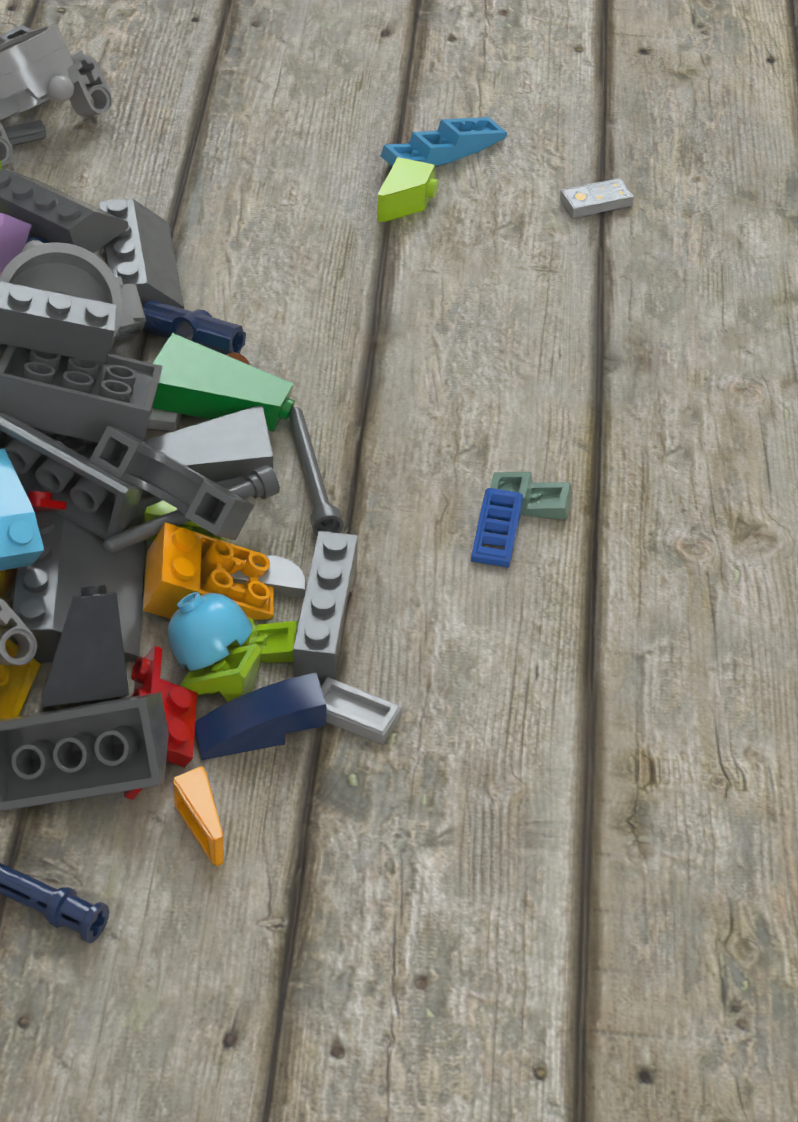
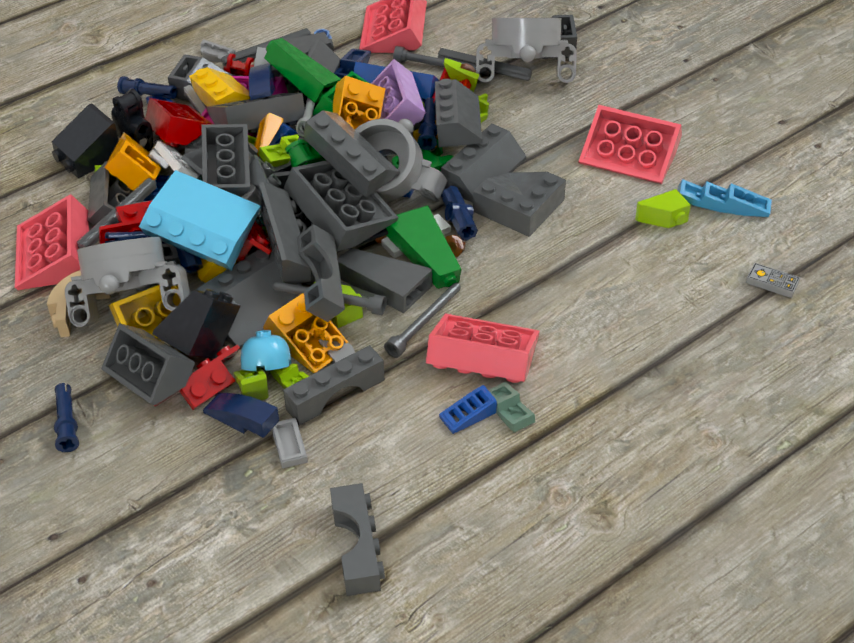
camera: 50 degrees right, 0 degrees up
(197, 808) = (164, 431): light orange slope -> none
(237, 270) = (519, 199): none -> dark grey slope
(274, 139) = (631, 144): none -> coral slope
(424, 453) = (482, 347): none -> coral slope
(536, 718) = (359, 565): none -> dark grey arch

